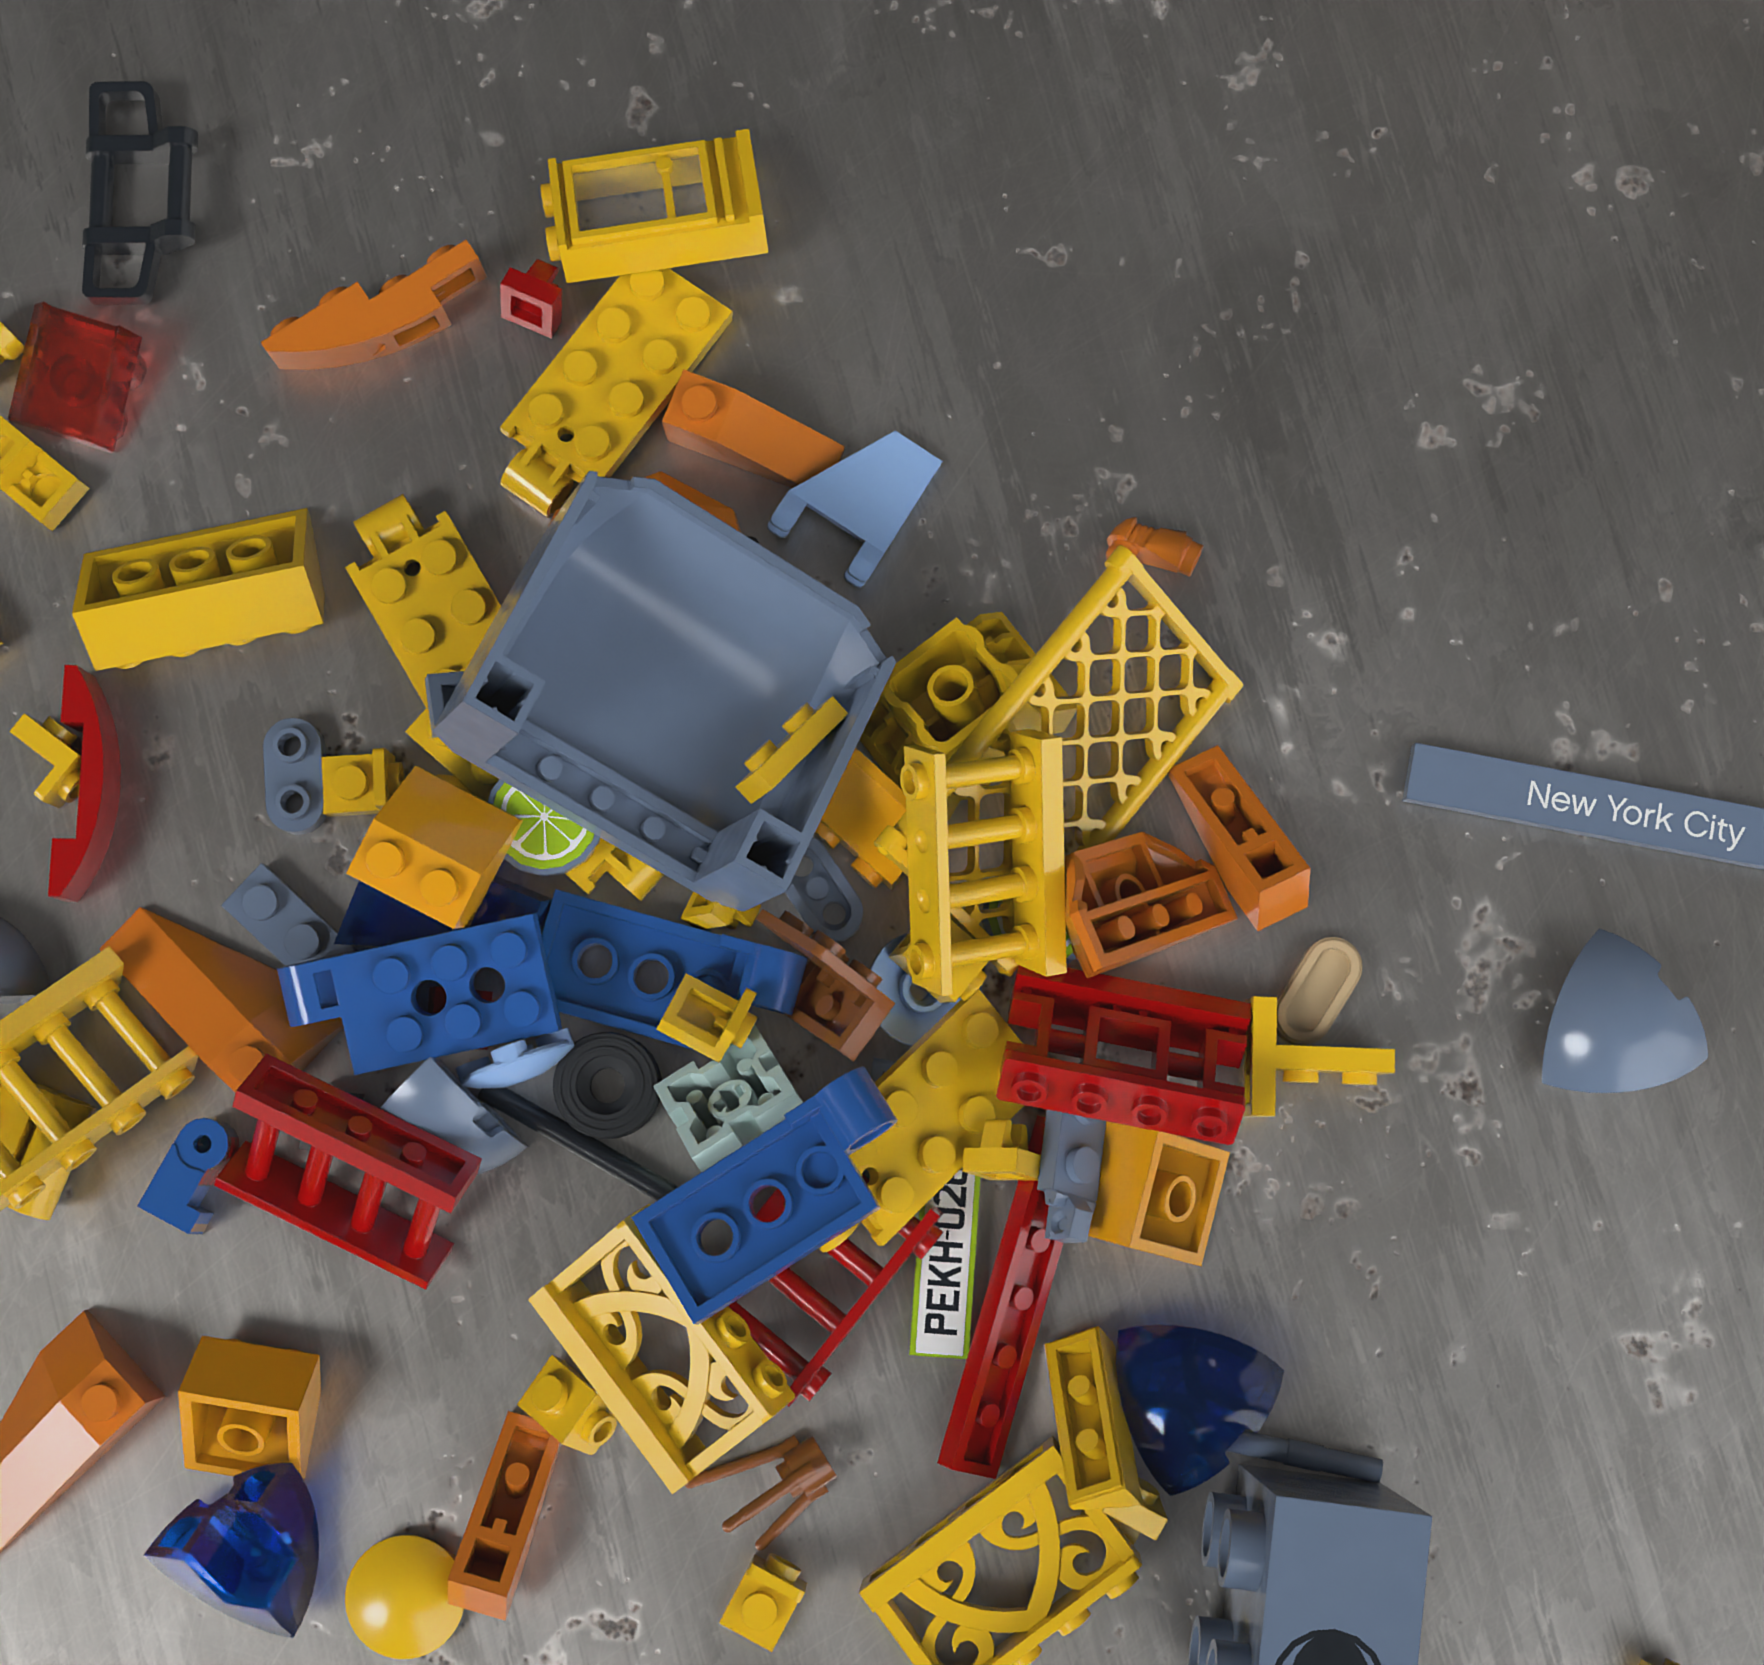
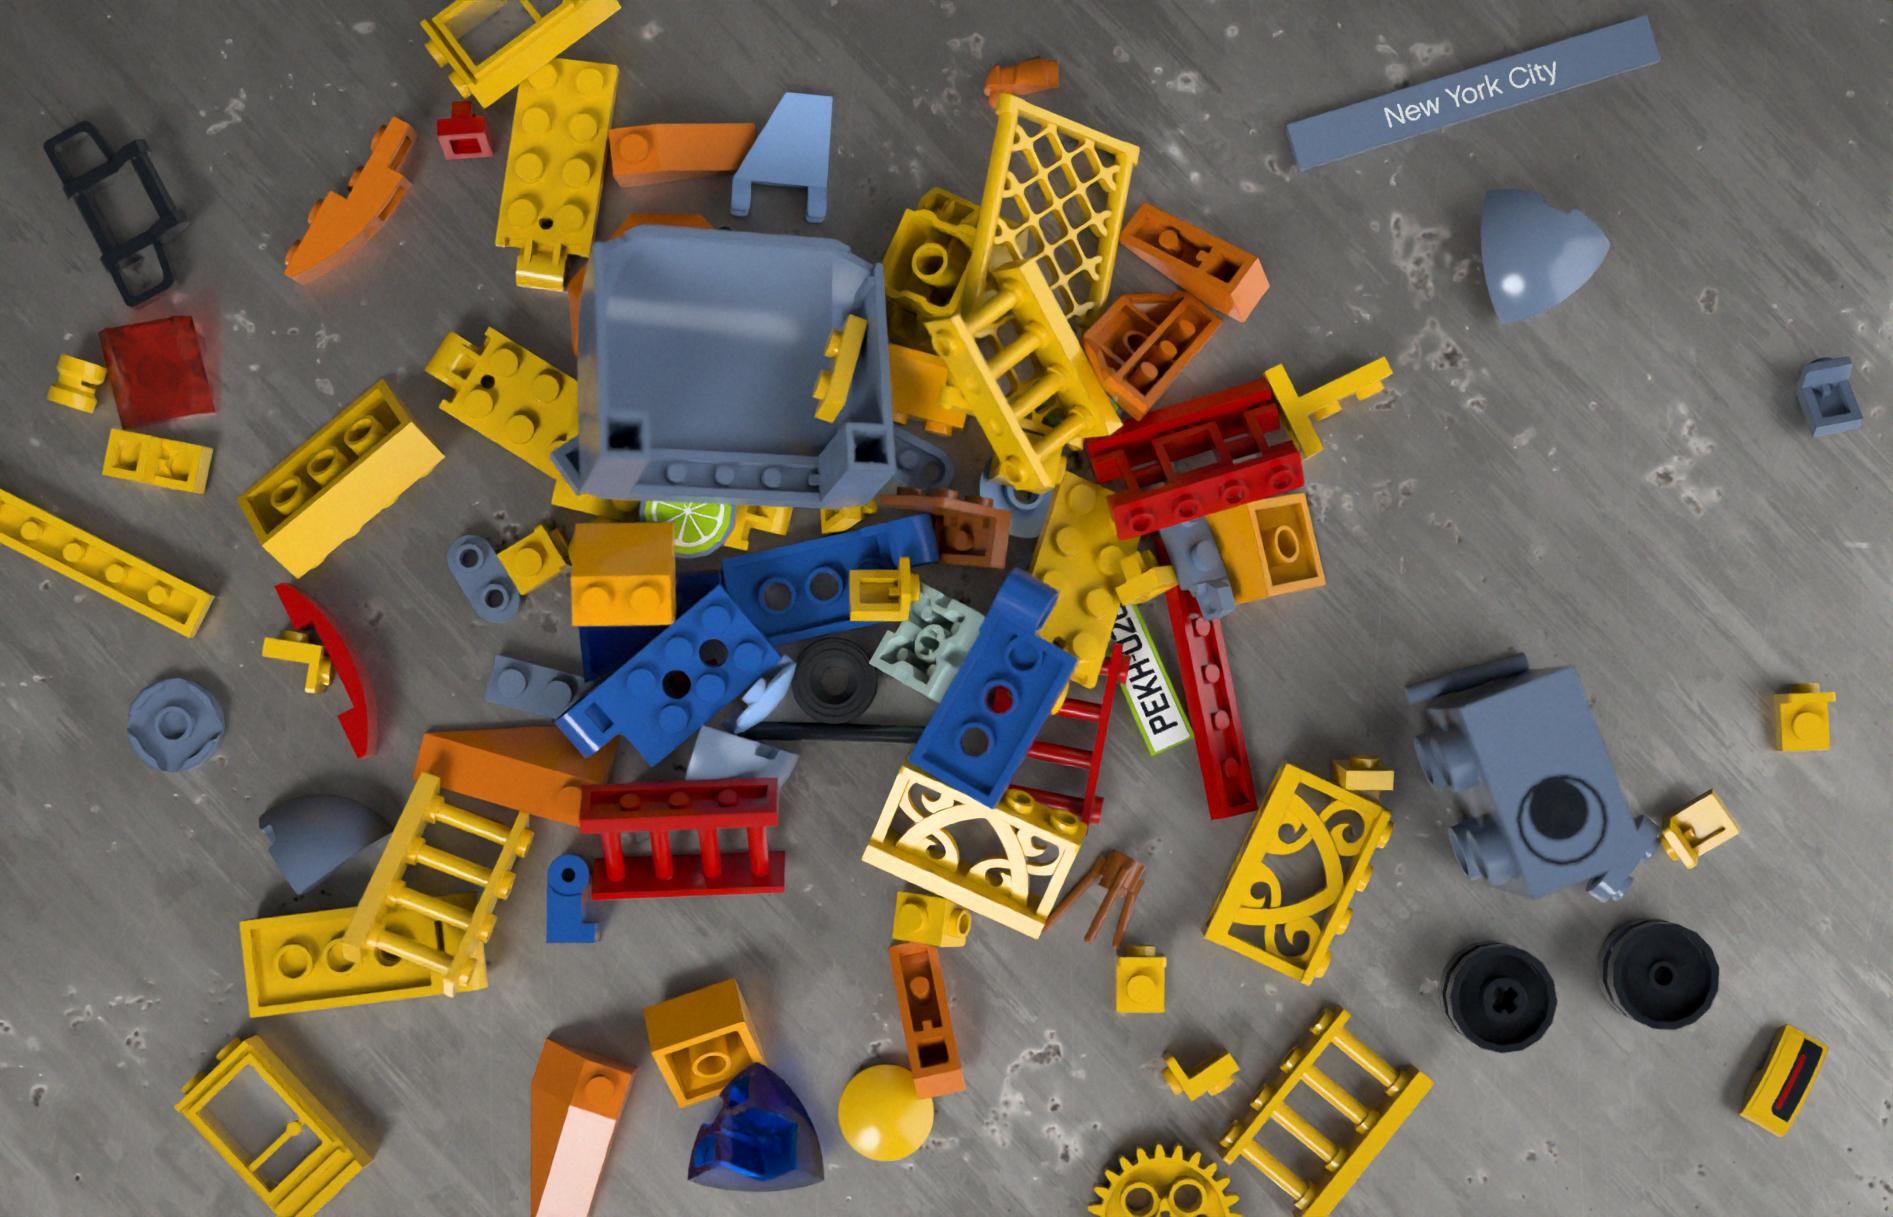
camera: 25 degrees left, 5 degrees up
(1092, 1422) = (1305, 732): yellow slope -> none
(1191, 1398) = (1366, 679): clear blue brick -> none
(1317, 990) = (1307, 343): tan tile -> none

